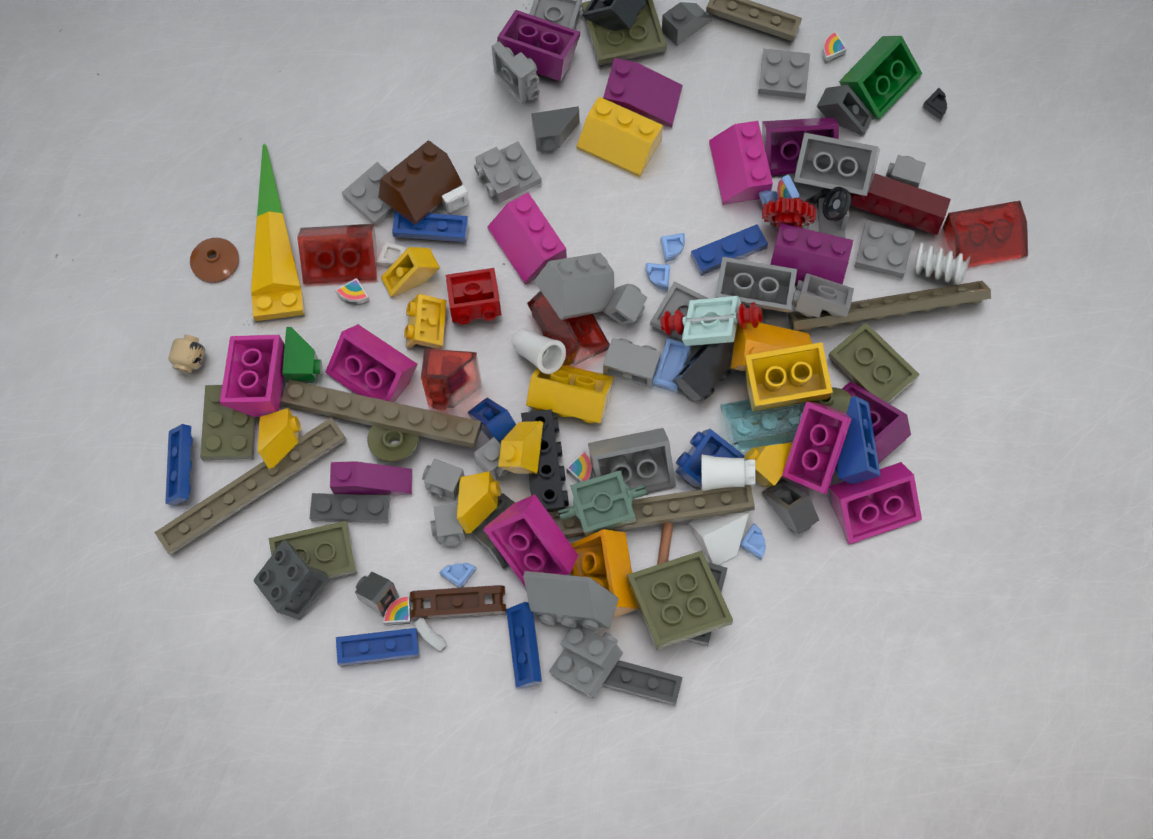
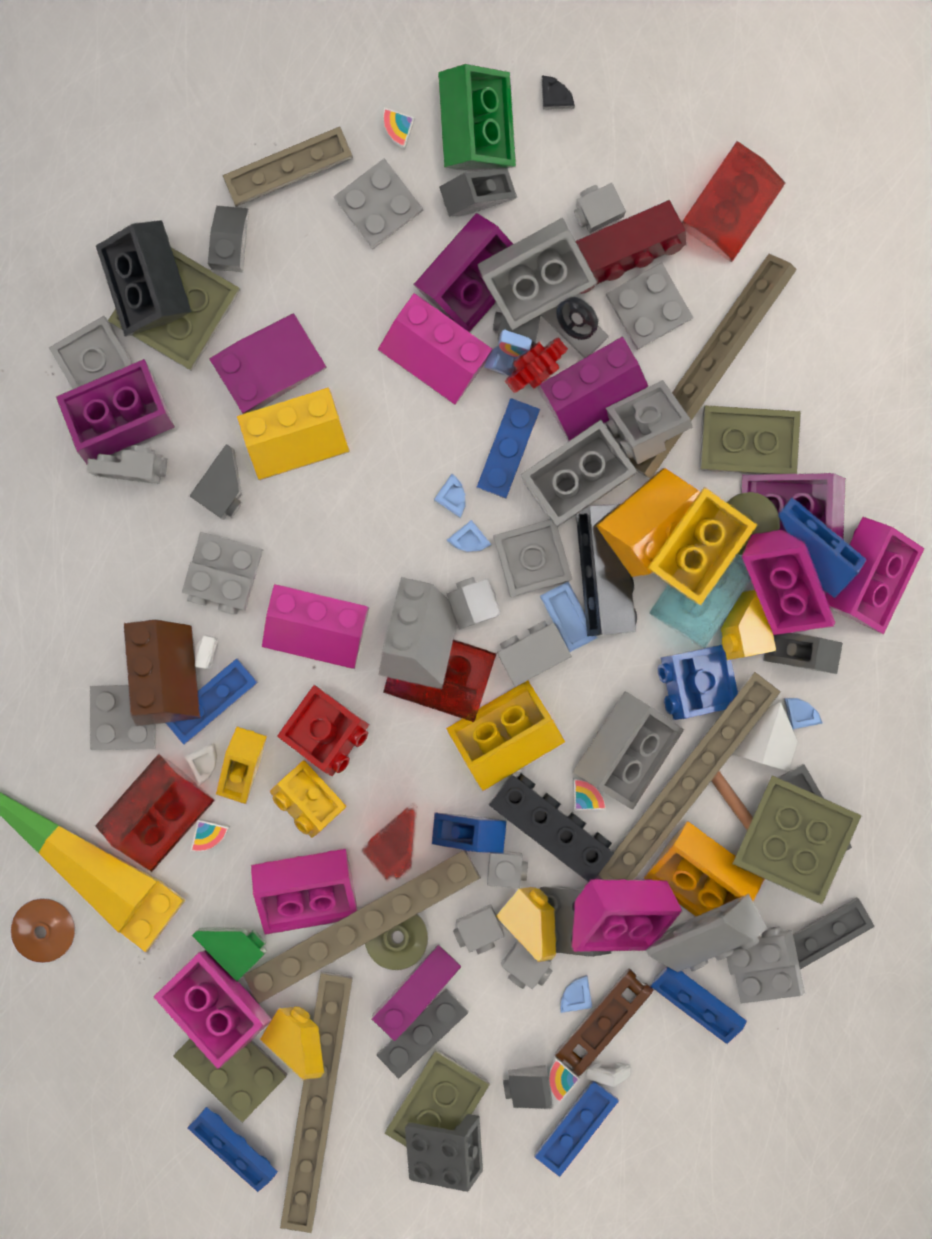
camera: 50 degrees left, 20 degrees up
(186, 354) = (125, 1046): tan head -> none
(522, 448) = (527, 841): yellow slope -> none
(541, 351) = (443, 729): white plant -> none
(603, 503) = (646, 818): sand green plate -> none
(711, 320) = (576, 553): light aqua plate -> none
(726, 472) = (730, 688): white plant -> none
(941, 264) = (721, 276): white piece -> none

